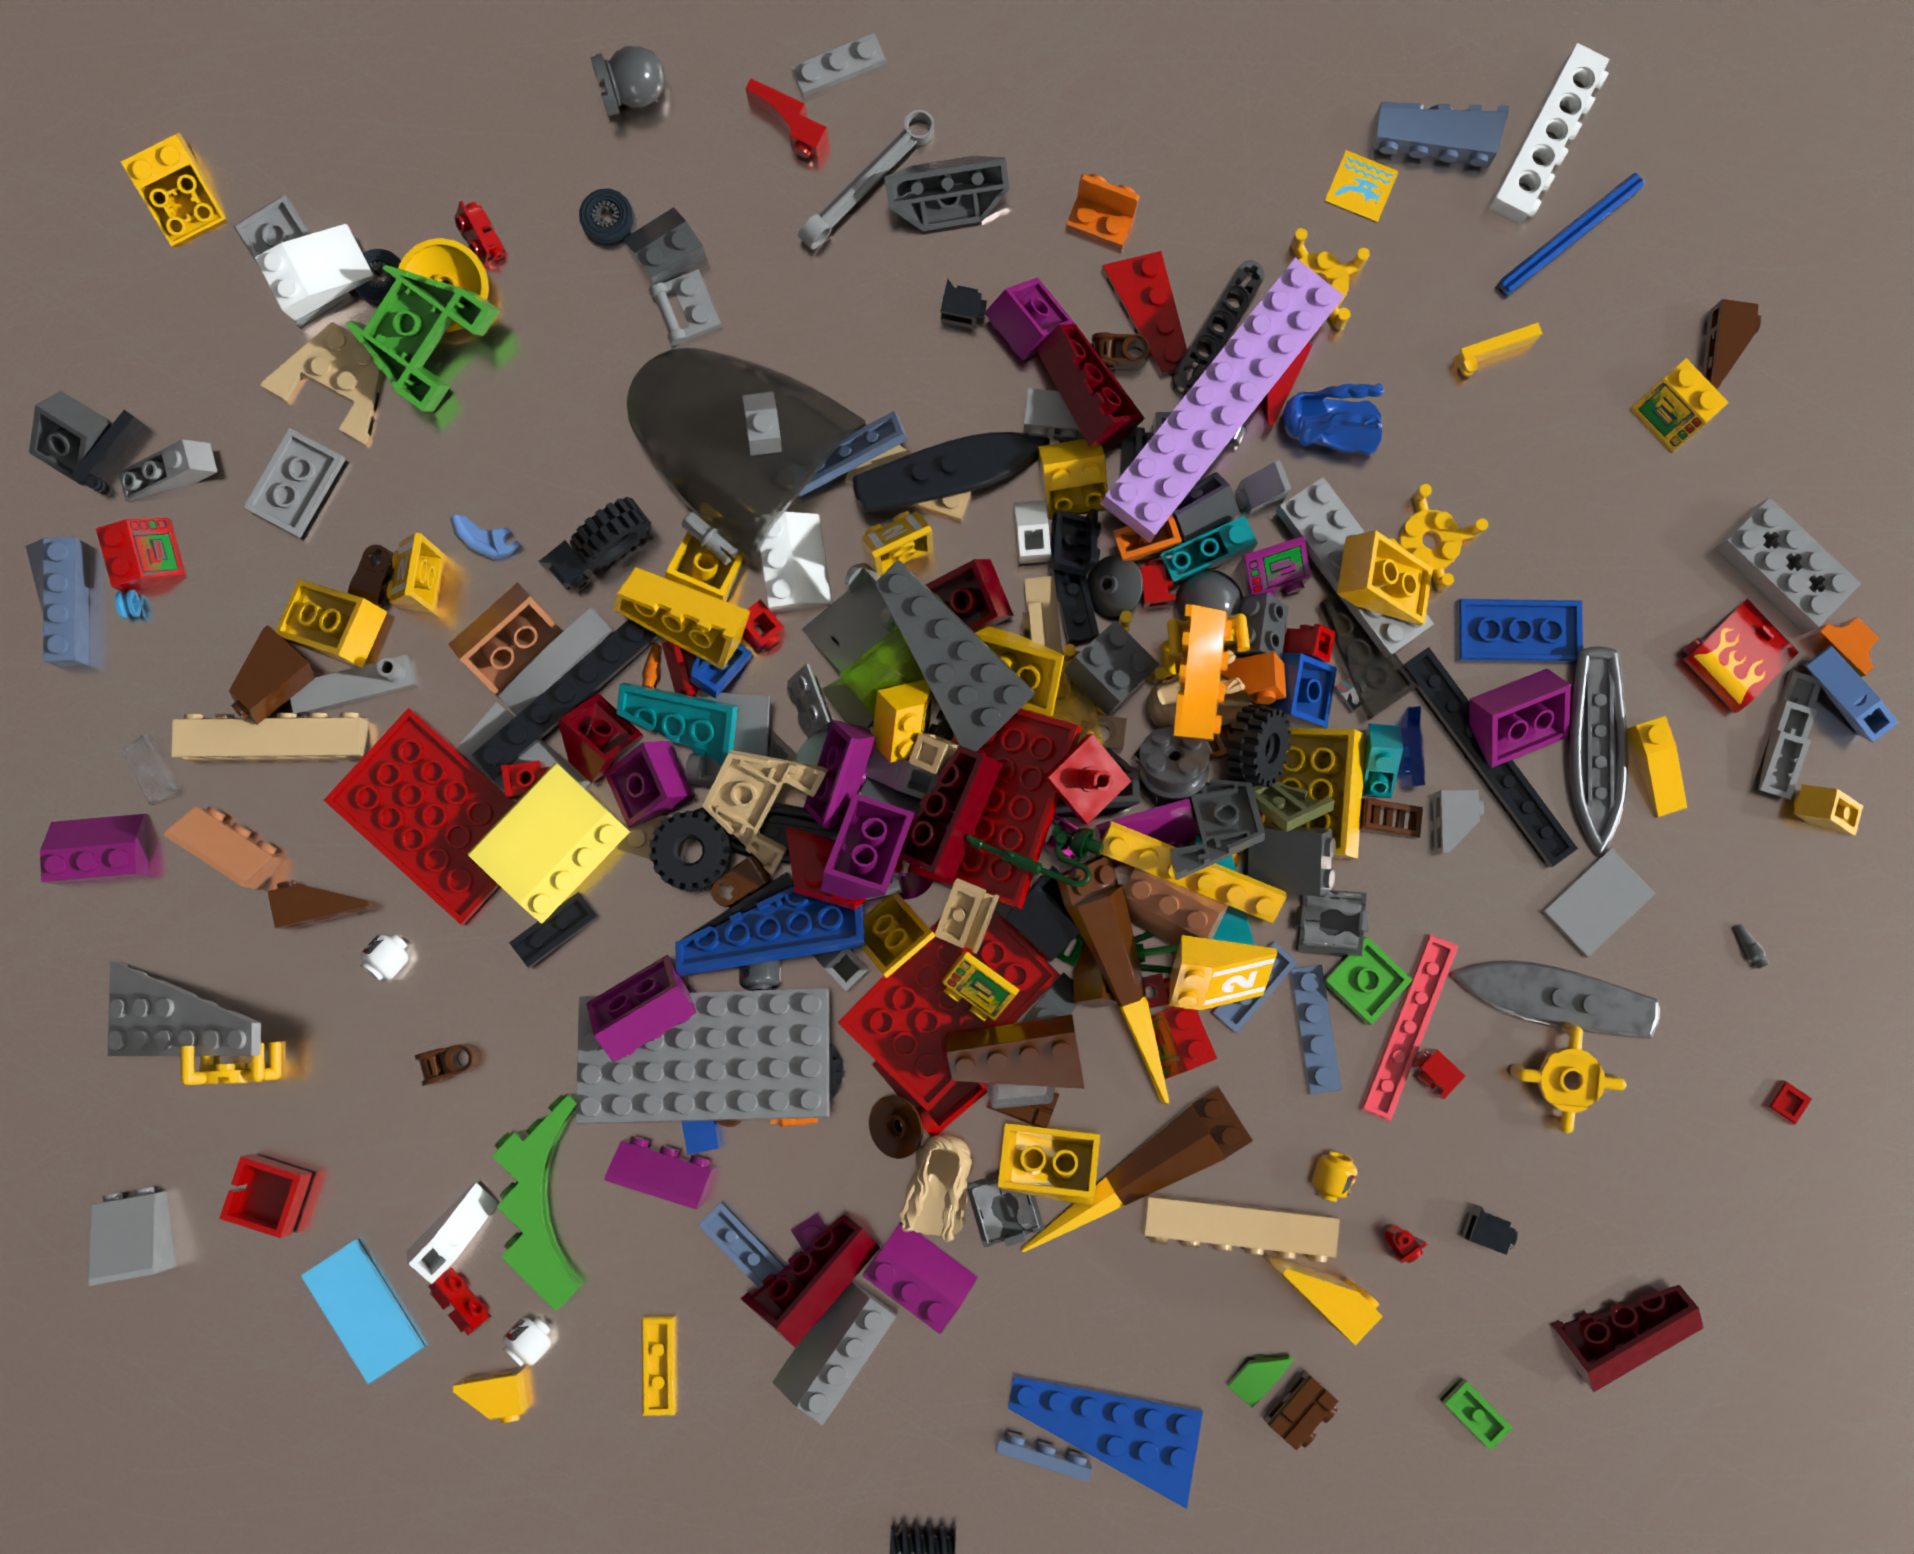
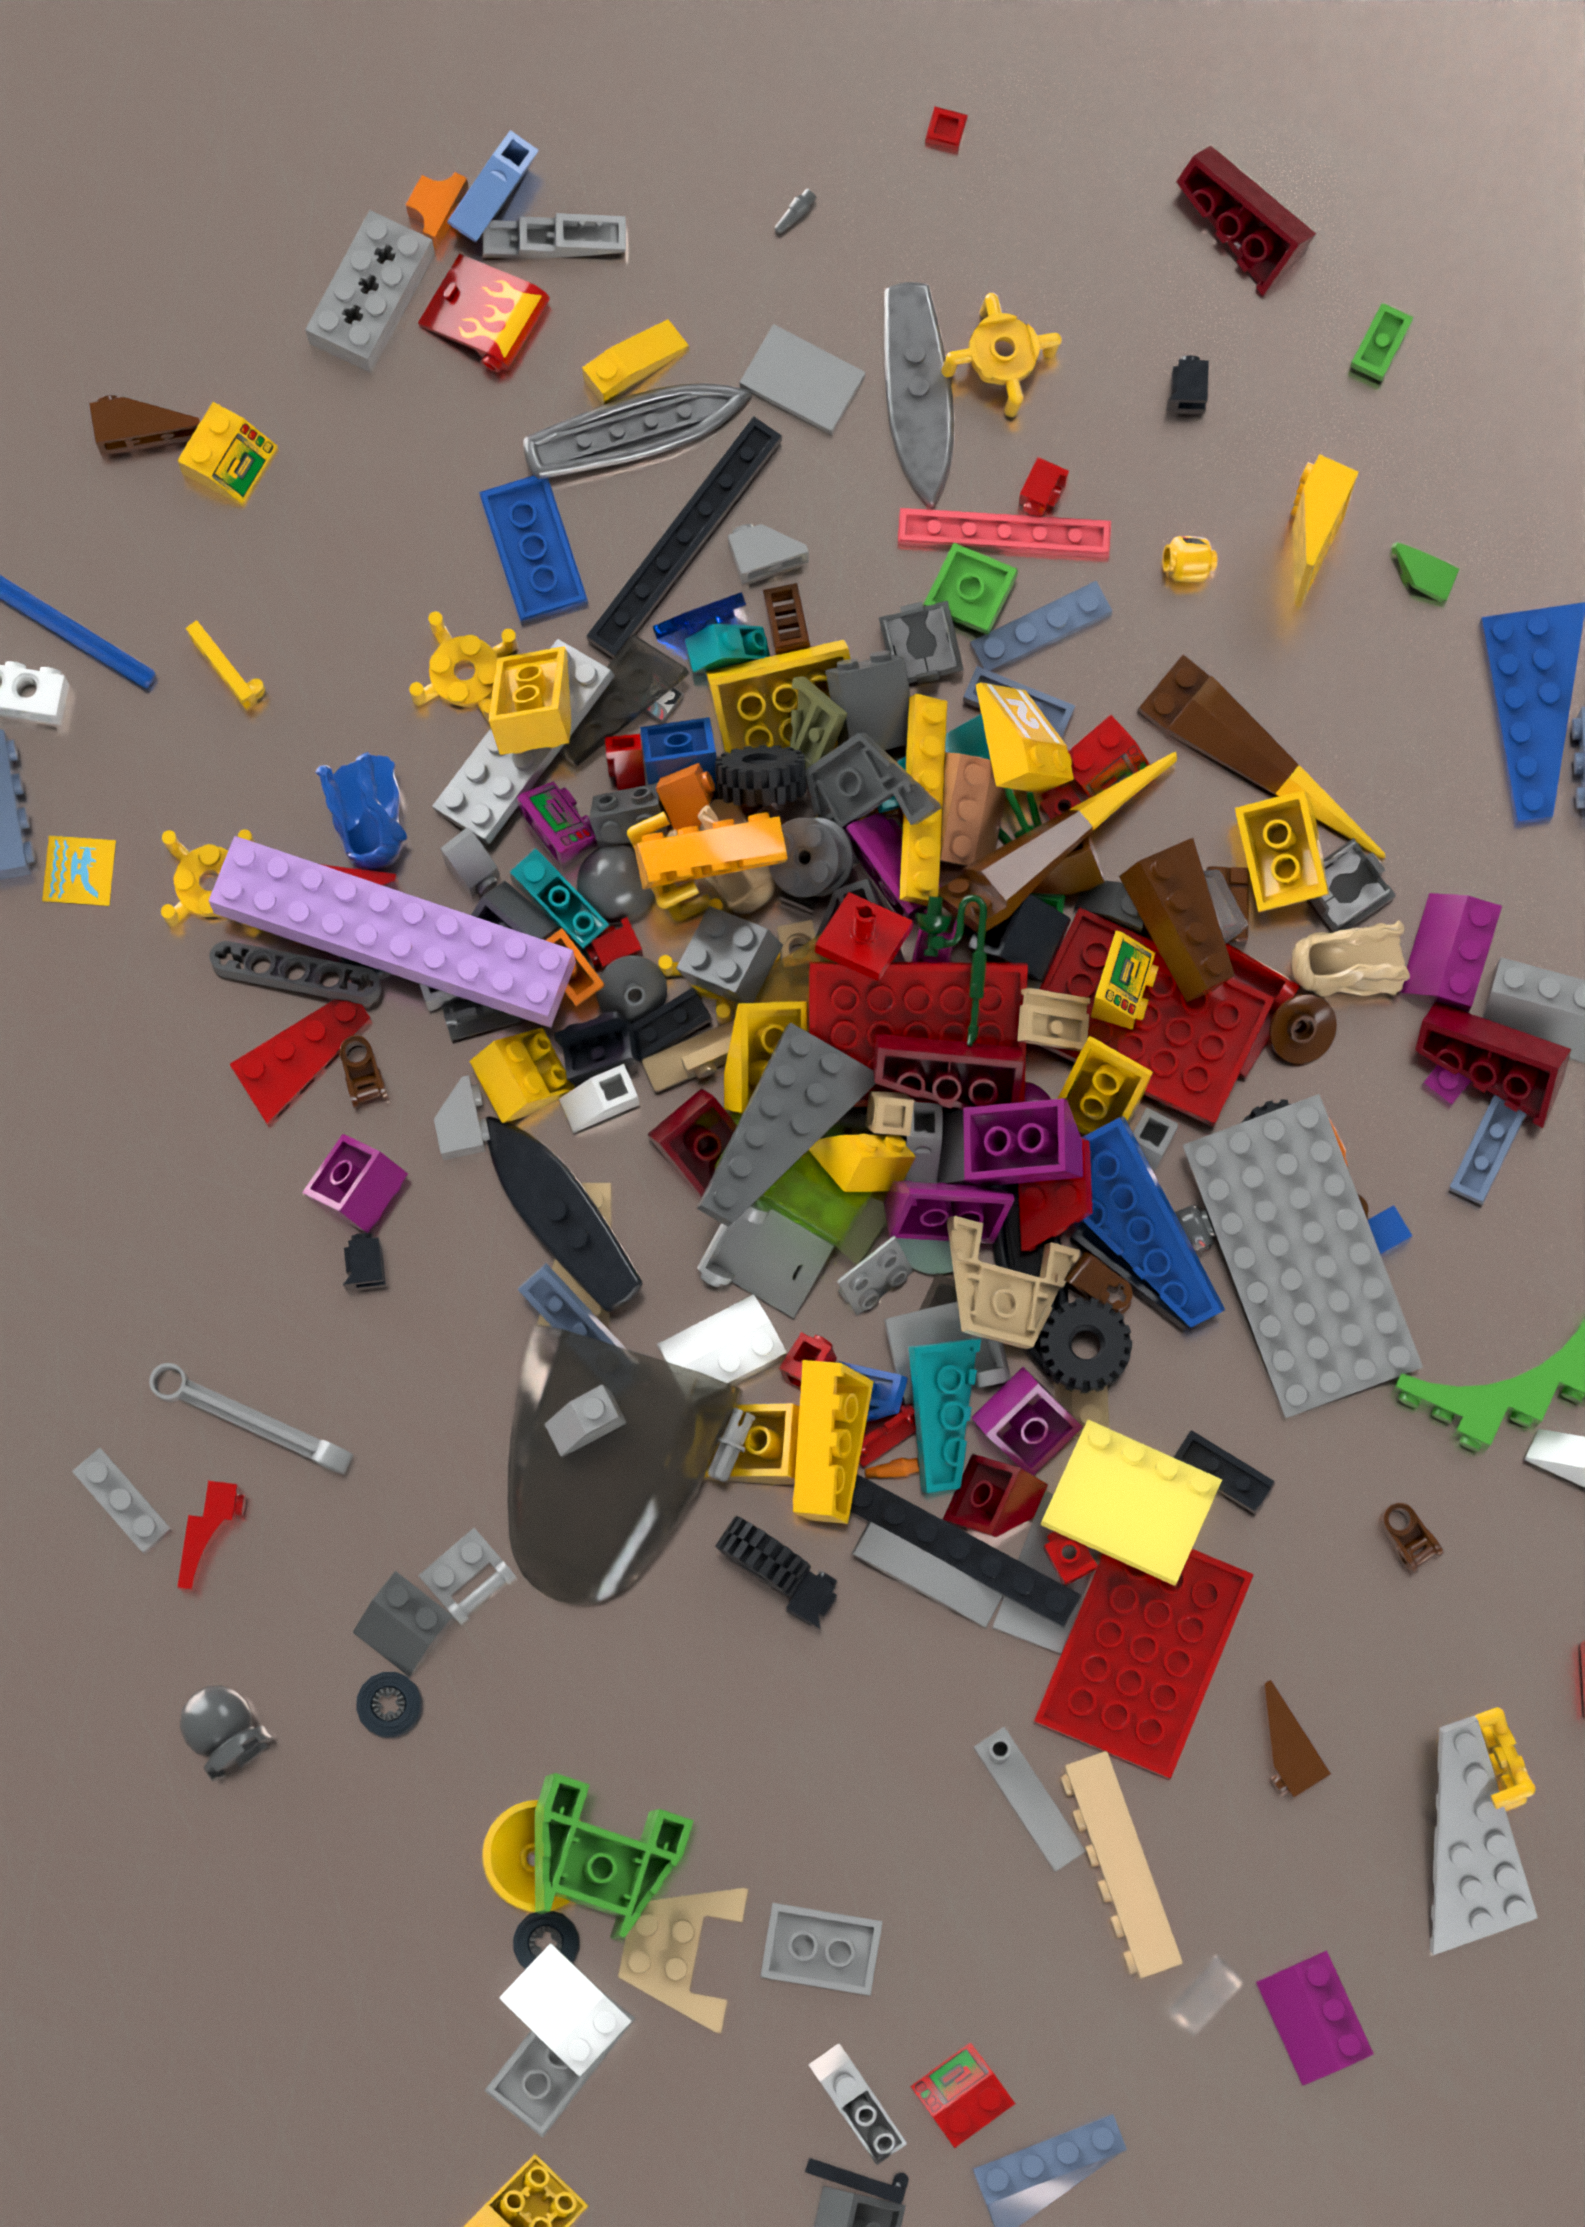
camera: 105 degrees left, 5 degrees down
(127, 604) = (1026, 2089): dark azure bush -> none
(225, 847) = (1260, 1865): nougat slope -> none
(269, 677) = (1054, 1884): reddish brown slope -> none
(331, 622) = (968, 1848): yellow slope -> none
(373, 578) = (906, 1817): reddish brown piece -> none
(384, 956) = (1319, 1646): white head -> none
(415, 575) = (884, 1766): yellow slope -> none
(472, 221) = (448, 1858): red hinge -> none
(484, 542) = (815, 1707): medium blue piece -> none
(505, 639) = (918, 1638): nougat slope -> none
(640, 1009) = (1275, 1336): magenta slope -> none
(661, 1172) = (1441, 1258): magenta slope -> none
(902, 539) = (662, 1238): yellow slope -> none
(948, 191) = (235, 1320): dark grey wedge -> none
(1088, 387) = (419, 1087): dark red wedge -> none
(1103, 210) = (207, 1142): orange bracket -> none
(1240, 1226) = (1276, 638): tan brick -> none
(1302, 1411) = (1443, 517): reddish brown brick -> none
(1403, 1244) = (1236, 465): red hinge -> none
(1521, 716) = (631, 516): magenta slope -> none
(1828, 808) = (622, 176): yellow slope -> none

